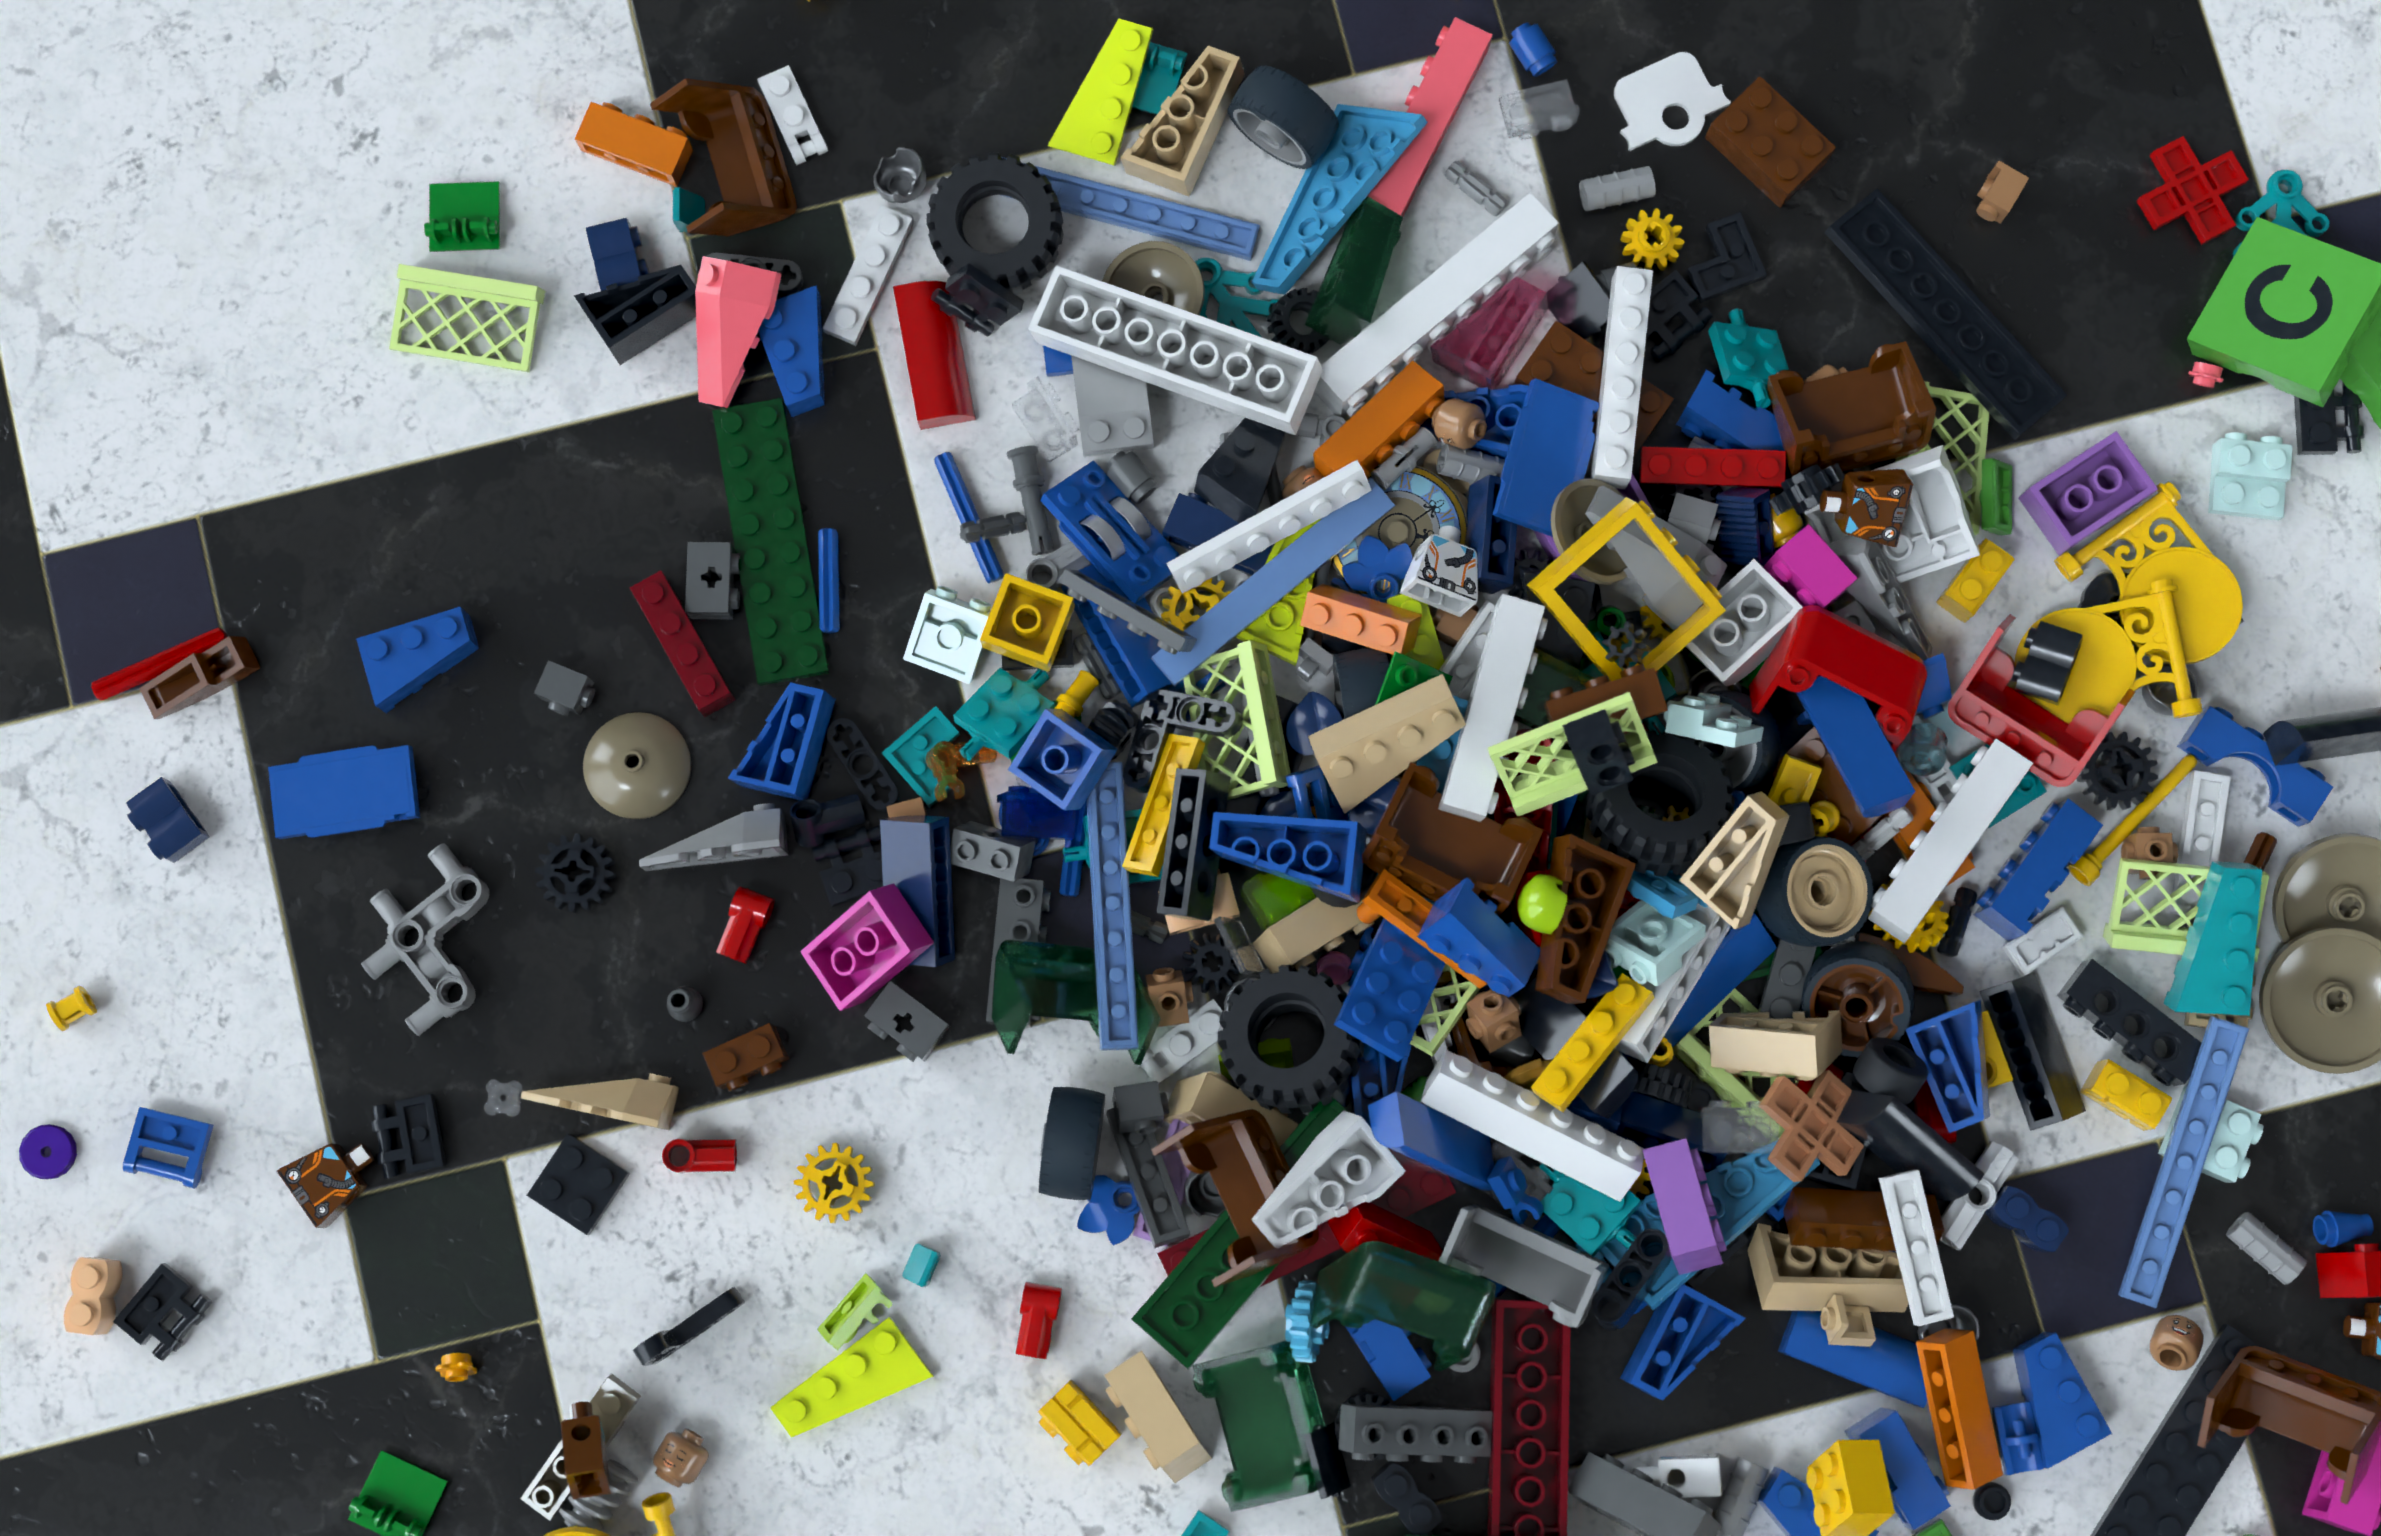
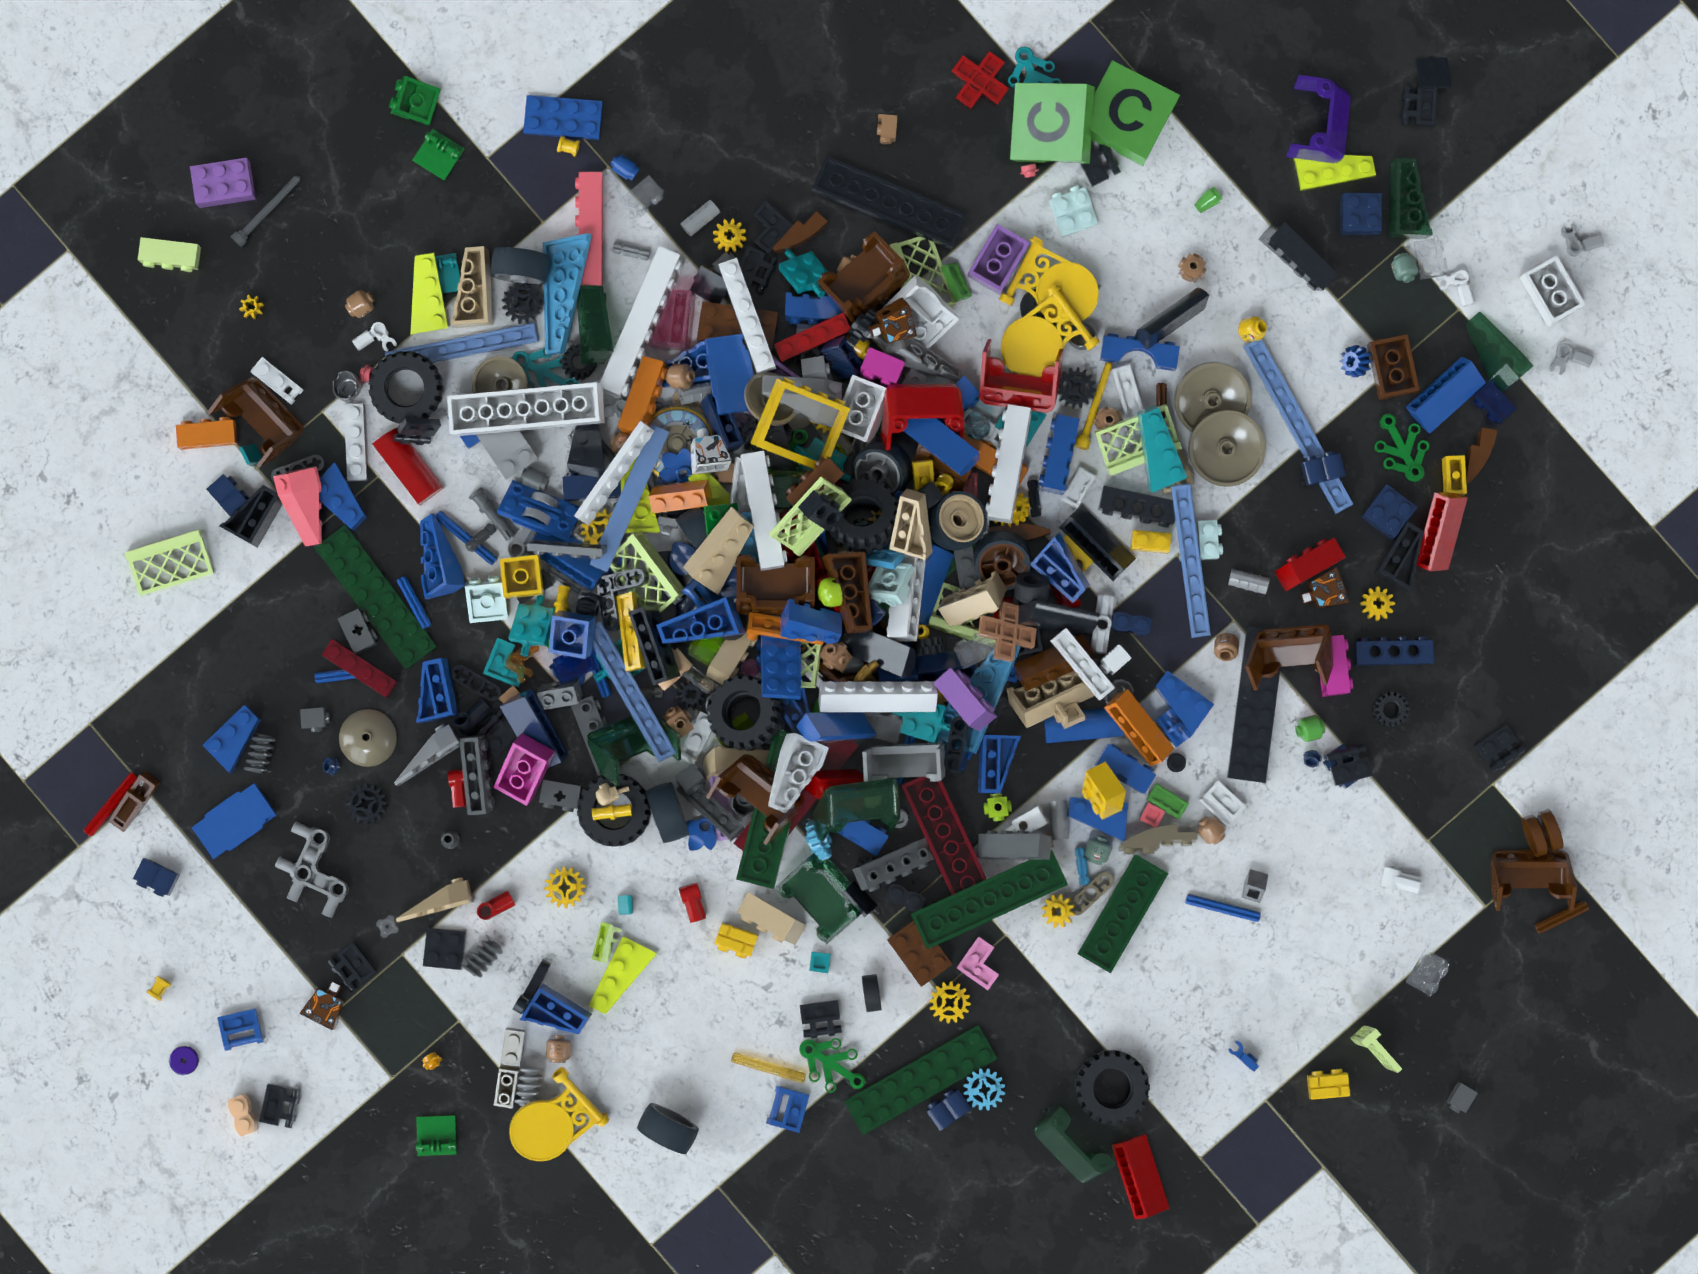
camera: 30 degrees left, 5 degrees up
(445, 701) = (260, 753): none -> dark grey piece
(464, 216) = (141, 512): green hinge -> none
(551, 780) = (331, 765): none -> dark blue plate
(585, 1452) = (514, 1067): reddish brown torso -> none
(631, 634) = (330, 676): none -> blue axle
(634, 1233) = (483, 957): none -> dark grey piece
(709, 1389) = (555, 1011): none -> blue wedge
(746, 1056) = (492, 849): reddish brown brick -> none
(783, 916) = (476, 774): none -> dark grey brick
(904, 543) = (441, 568): none -> blue wedge
(934, 1104) = (614, 836): none -> black tyre
(940, 169) = (365, 373): none -> coral plate
(977, 1094) = (611, 812): none -> yellow pin
(985, 1061) = (607, 794): none -> tan piece
(990, 57) = (359, 303): none -> medium nougat head
(996, 114) = (377, 330): none -> white bar
(1243, 188) = (530, 297): none -> black gear
(1419, 443) = (657, 417): light grey pin -> none
(1510, 1187) = (882, 730): blue plate -> none
(1592, 1043) = (886, 645): yellow plate -> none
(1622, 636) = (816, 449): black gear -> none
(1629, 1419) = (990, 810): none -> lime brick
(1664, 84) = (696, 153): white piece -> none
(1710, 721) = (868, 465): light aqua plate -> none
(1770, 142) = (763, 158): reddish brown brick -> none
(1772, 293) = (800, 233): none -> reddish brown slope
(1883, 832) = (977, 475): white axle -> none
(1972, 1268) = (1114, 660): none -> white brick
(1975, 581) = (965, 328): yellow brick -> none
(2047, 663) = (1017, 353): black brick -> none
(2339, 1228) = (1278, 554): blue cone -> none

